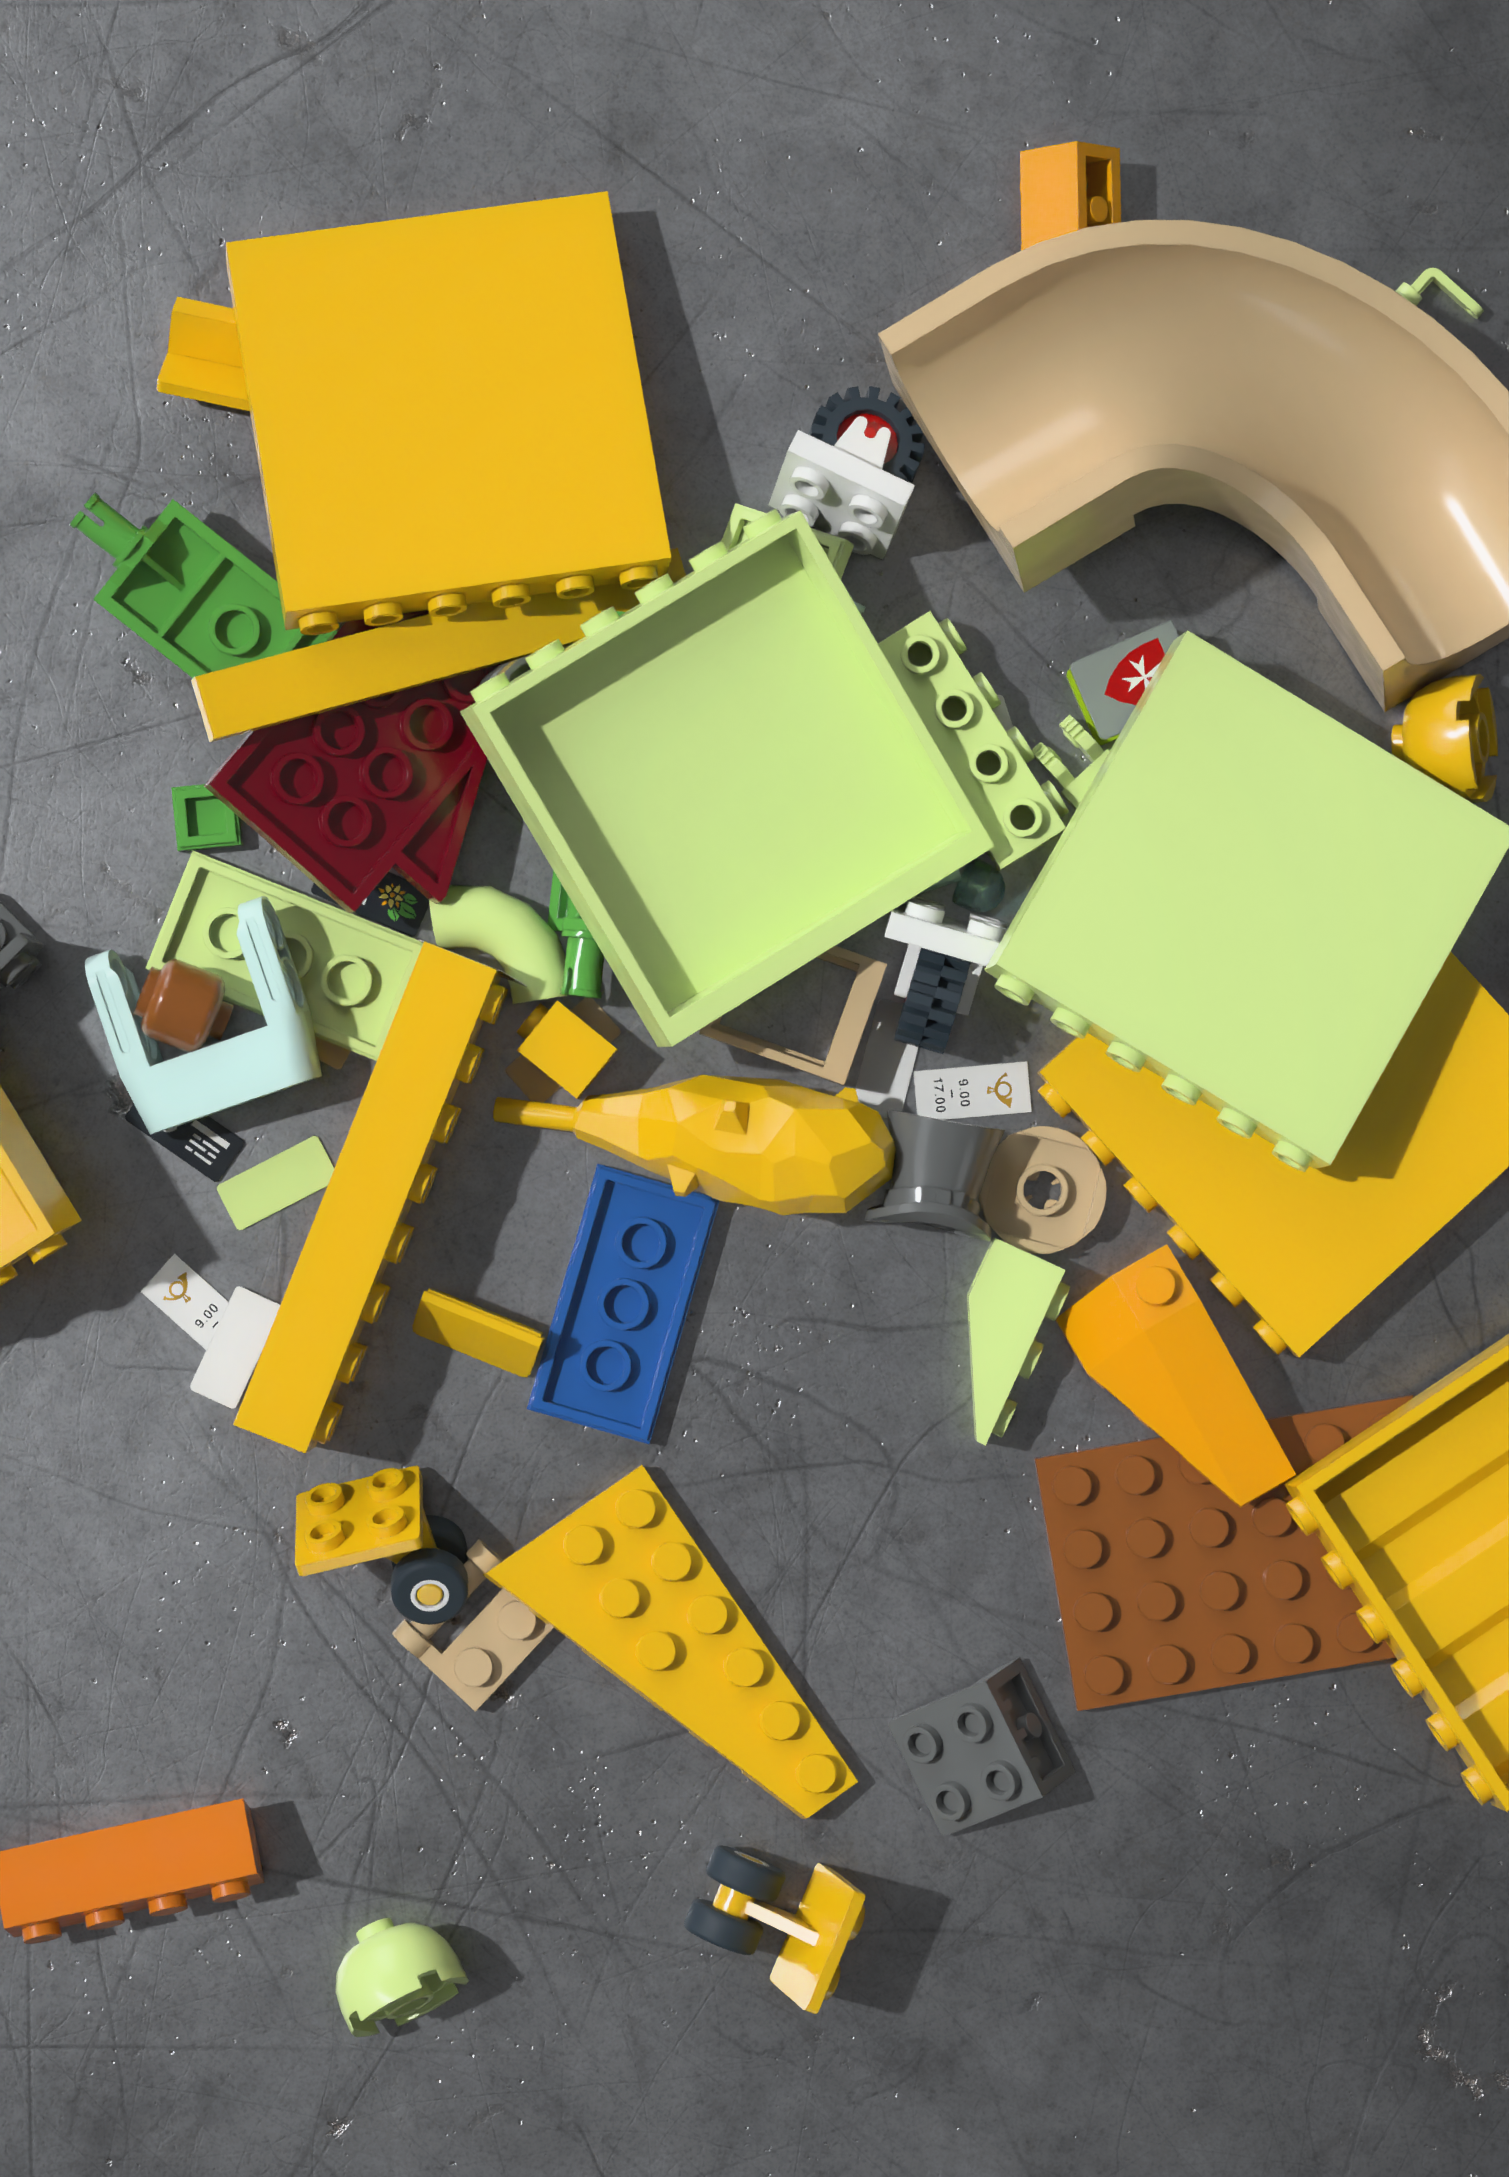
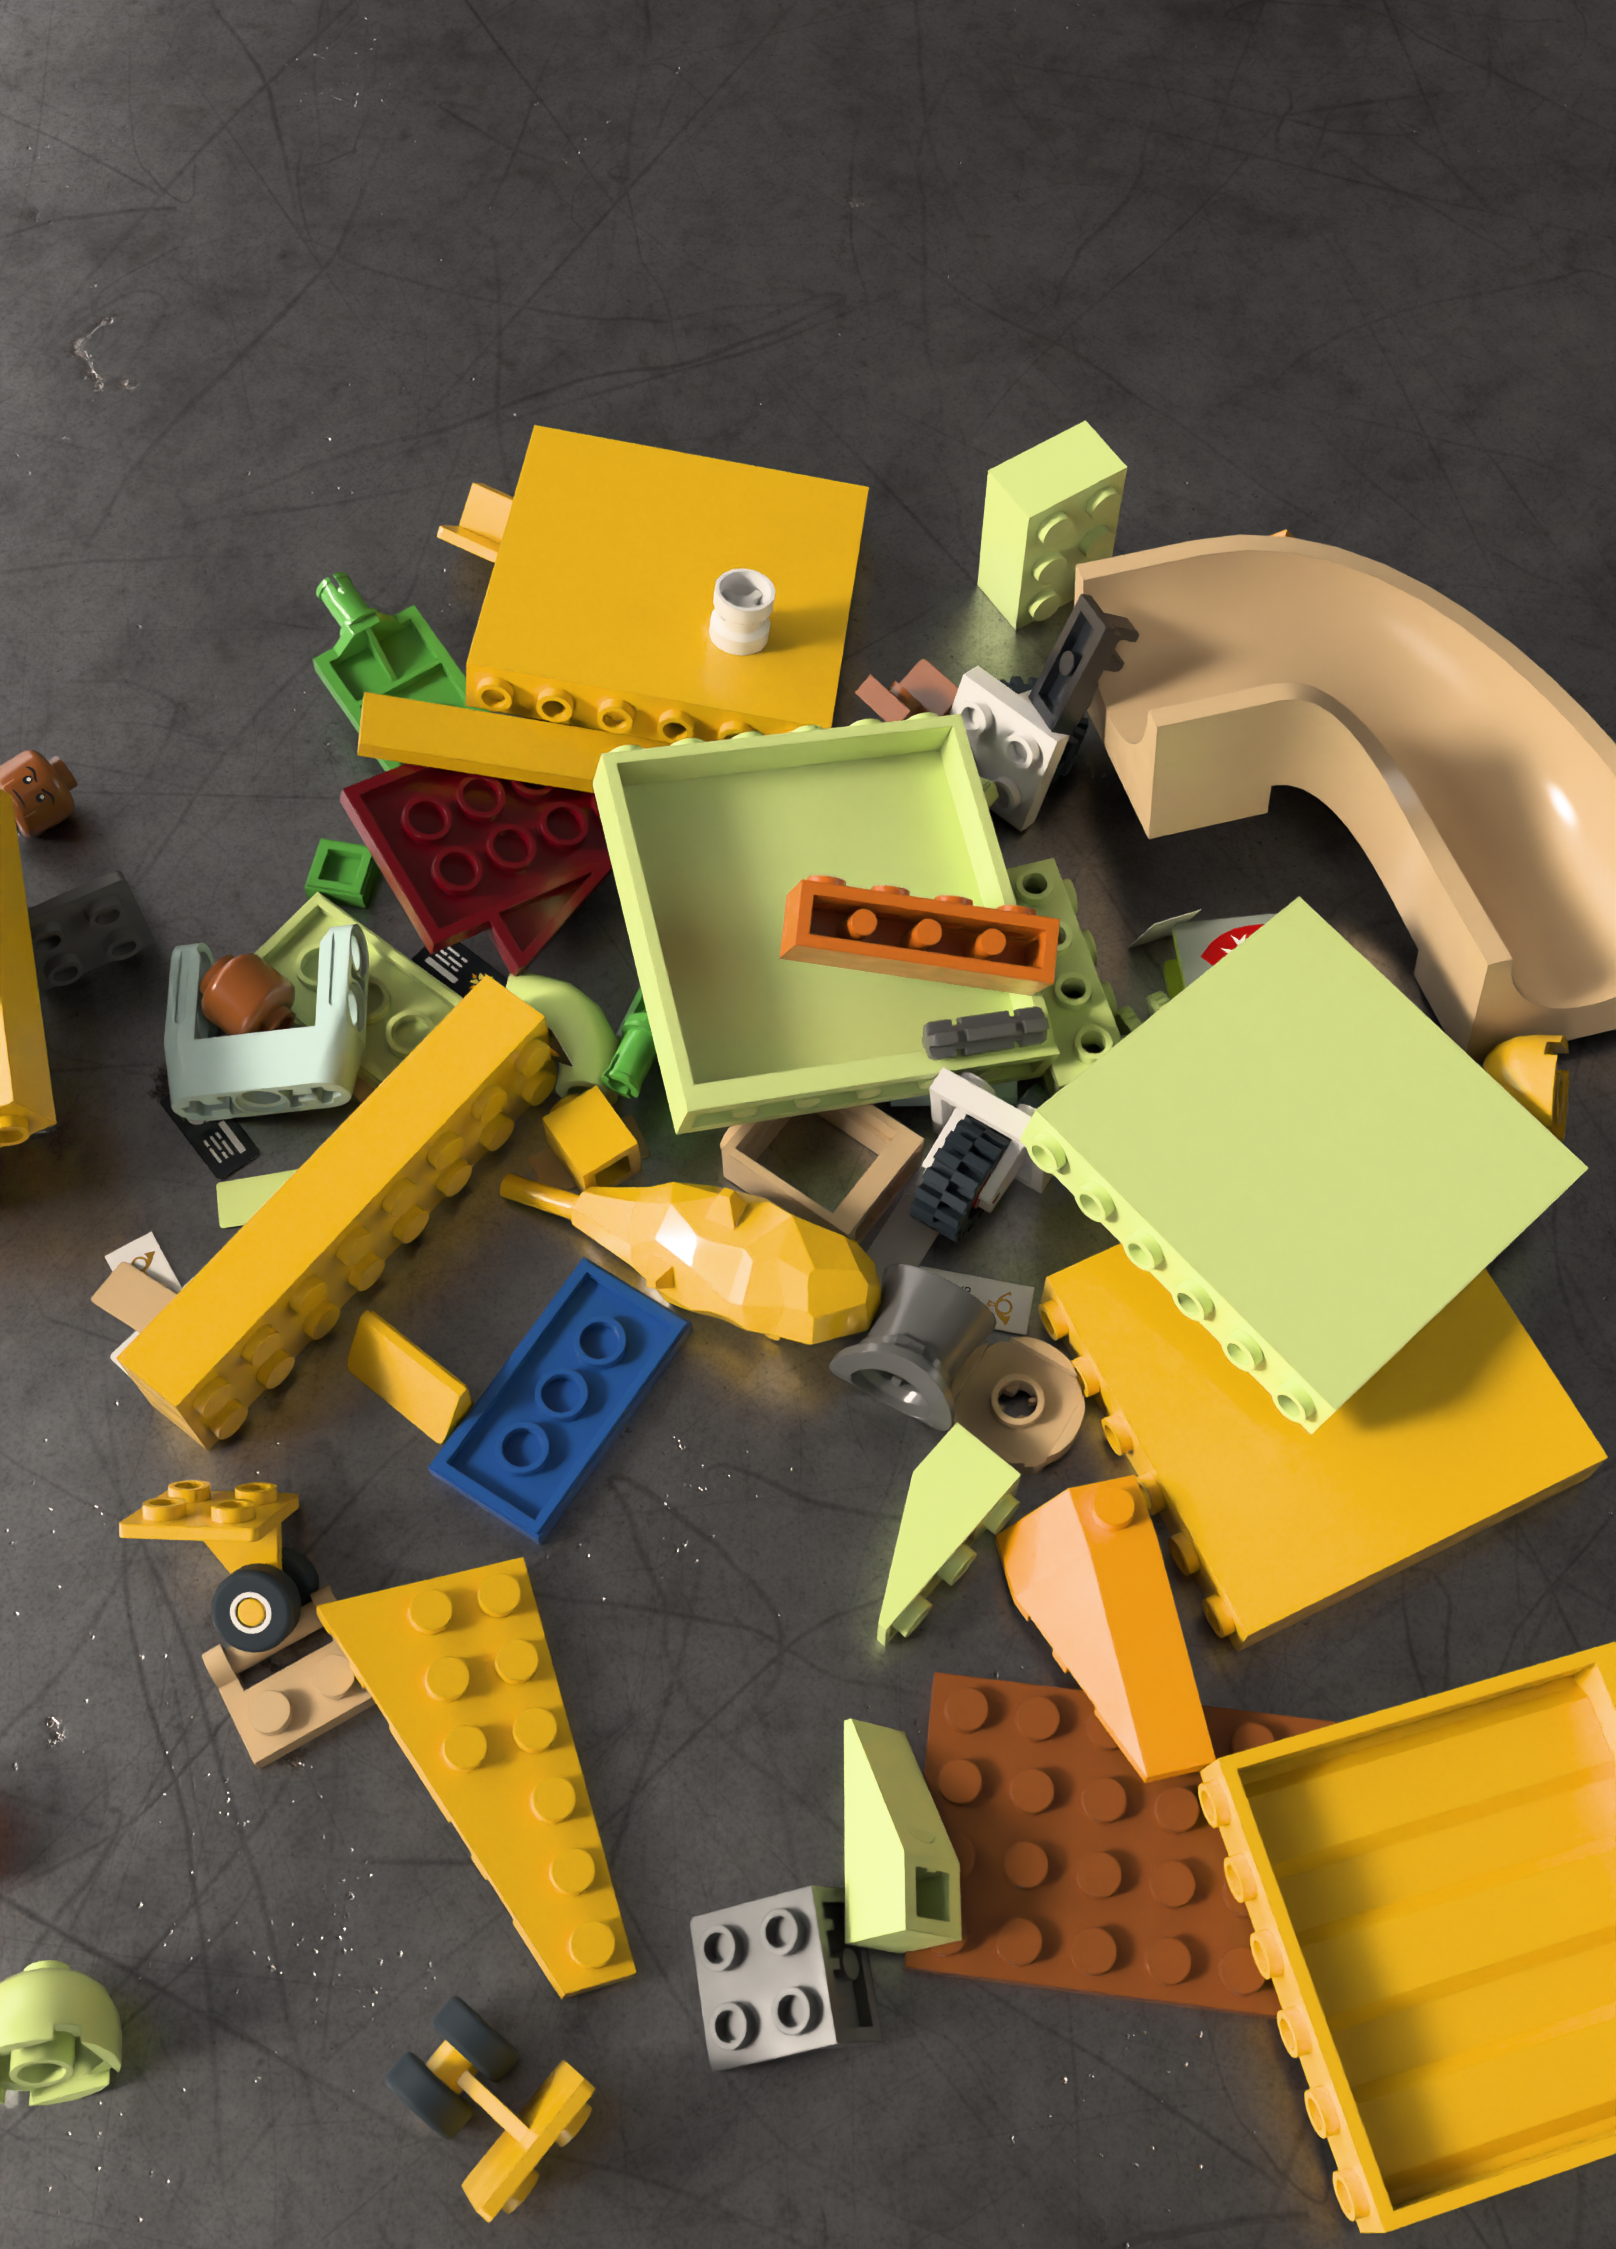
camera: 15 degrees right, 25 degrees down
(208, 1332) = (132, 1296): none -> tan sticker
(545, 442) = (741, 611): none -> white wheel
(736, 477) = (919, 692): none -> slope
(824, 212) = (1044, 518): none -> yellowish green brick
(835, 803) = (919, 936): none -> orange brick
(908, 429) = (1077, 662): none -> black plate
(920, 859) = (985, 1033): none -> dark grey axle
(1044, 1621) = (897, 1851): none -> yellowish green slope
(1059, 658) = (1162, 929): none -> white sticker

